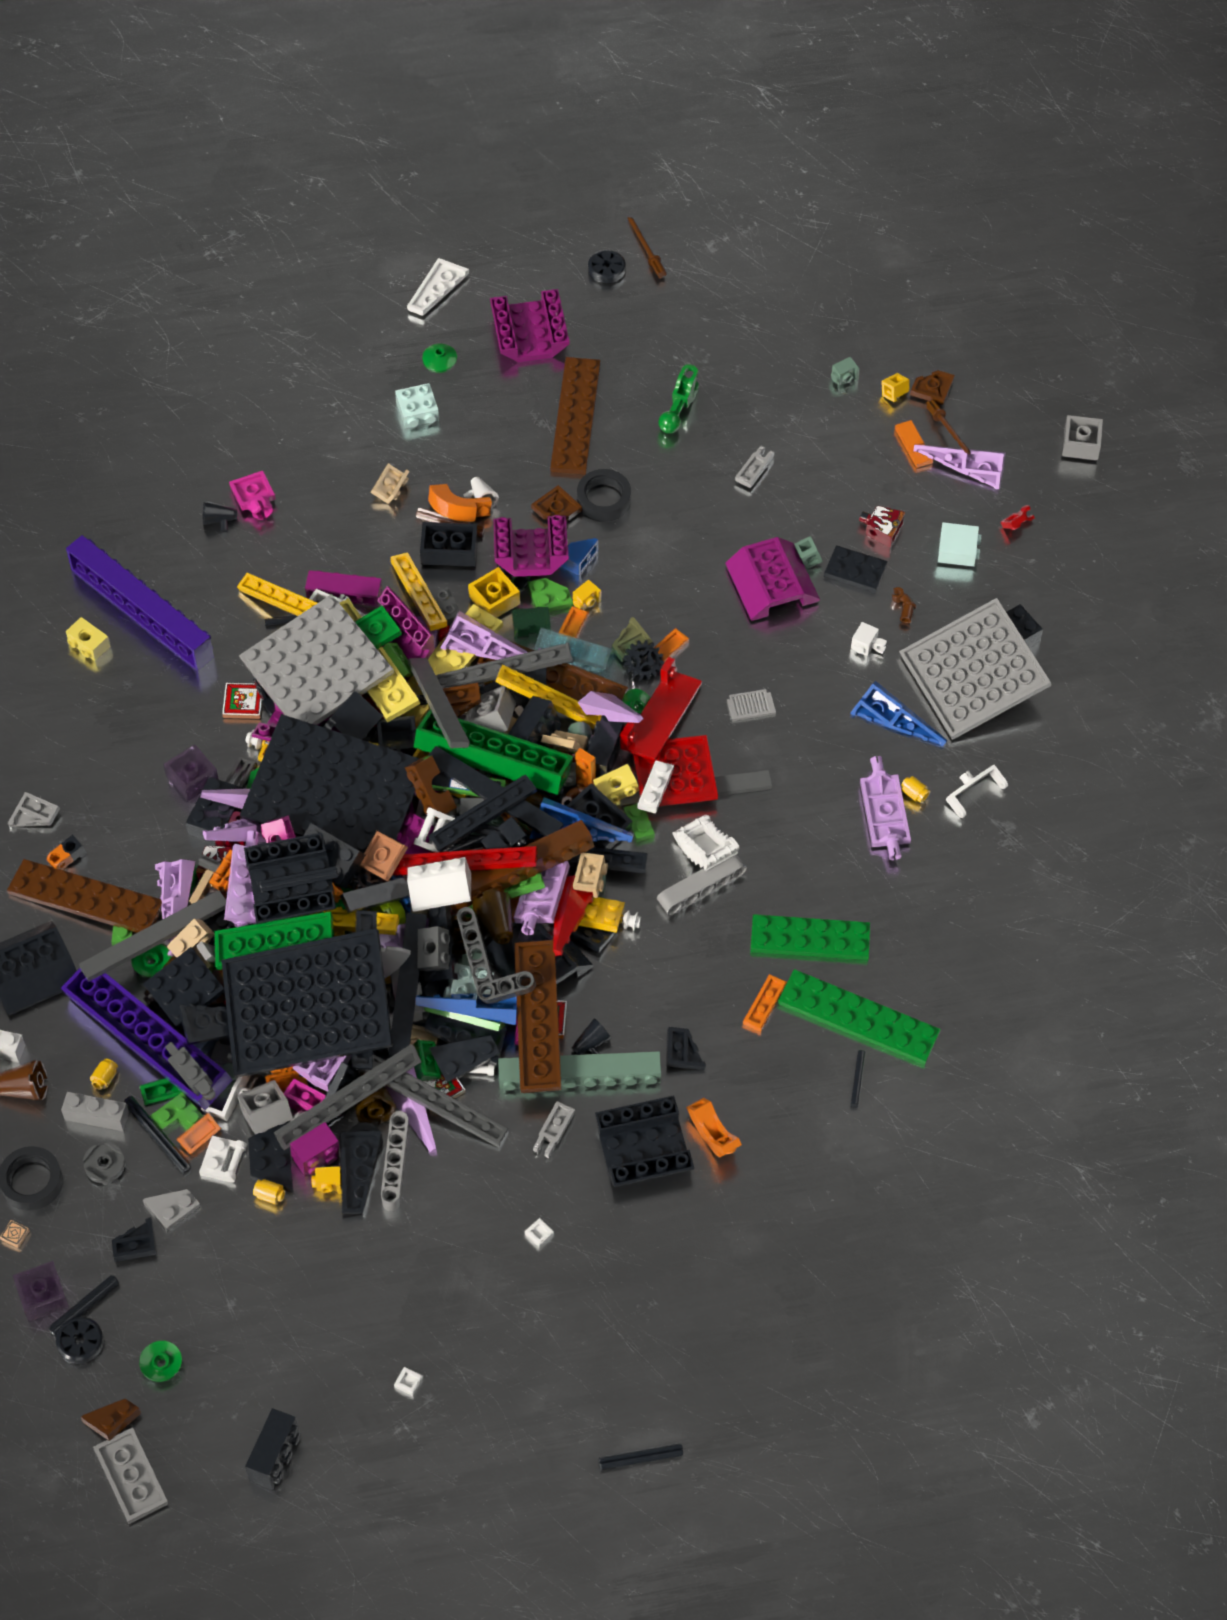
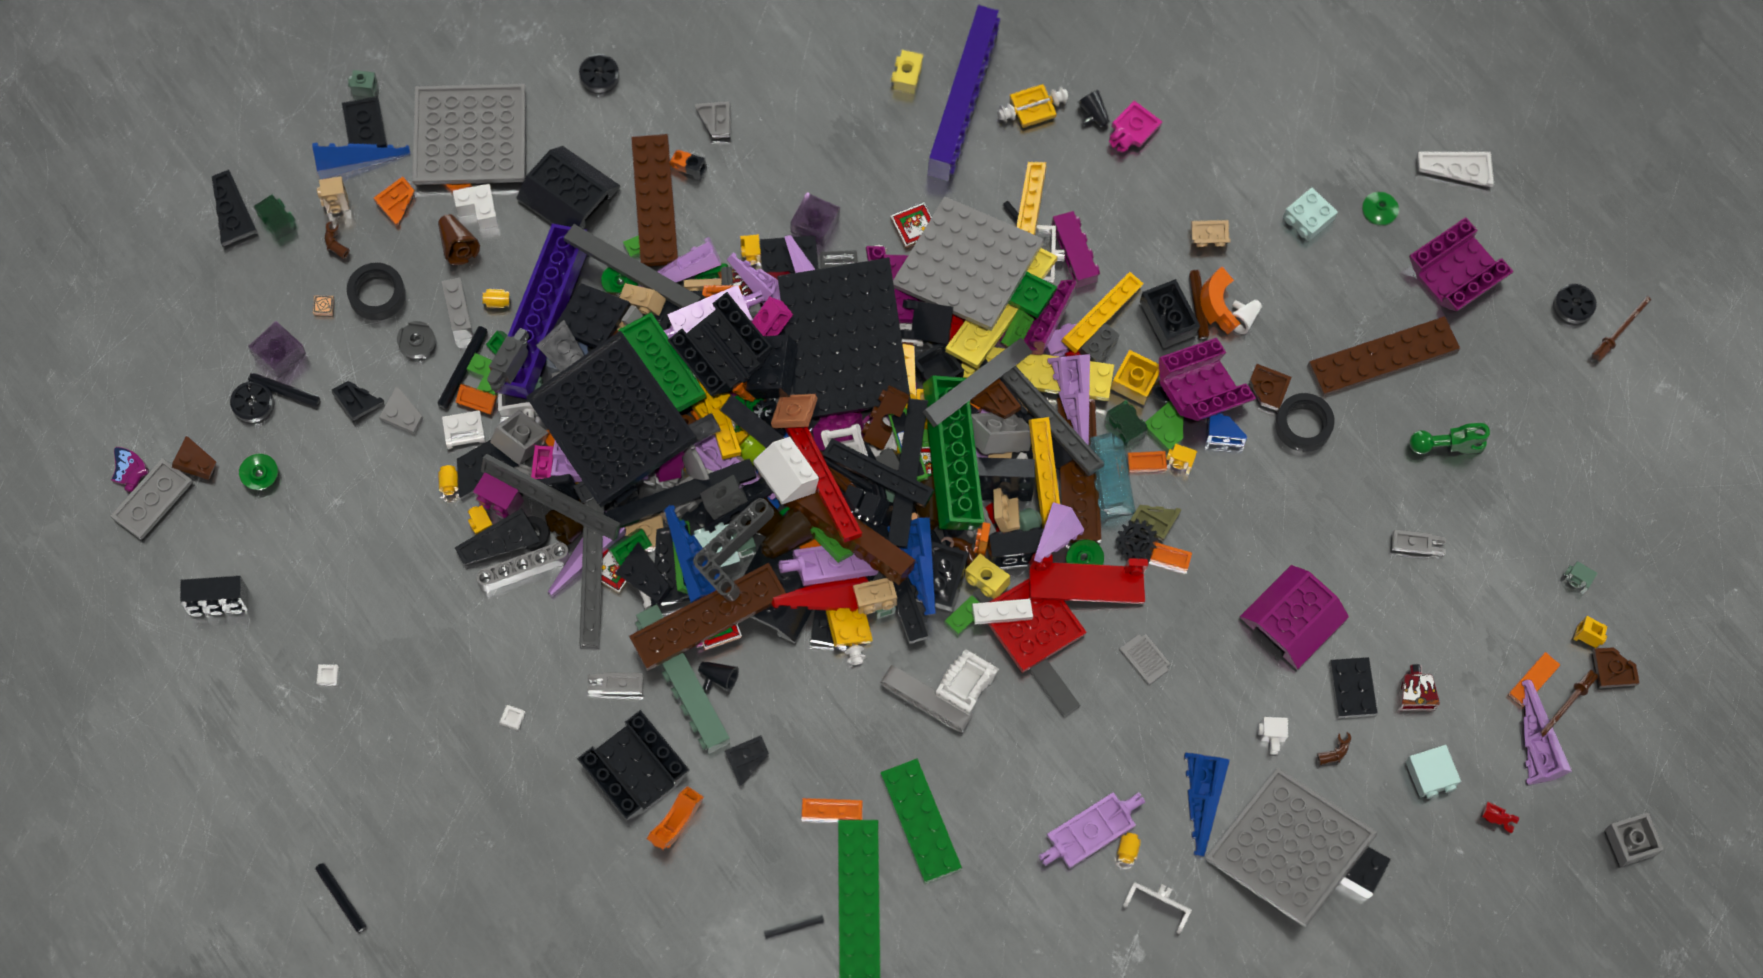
camera: 60 degrees right, 10 degrees up
(83, 1486) = (128, 468): none -> magenta arm
(184, 559) = (1033, 105): none -> yellow plate
(186, 838) = (751, 248): none -> yellow brick
(808, 552) = (1344, 634): sand green brick -> none

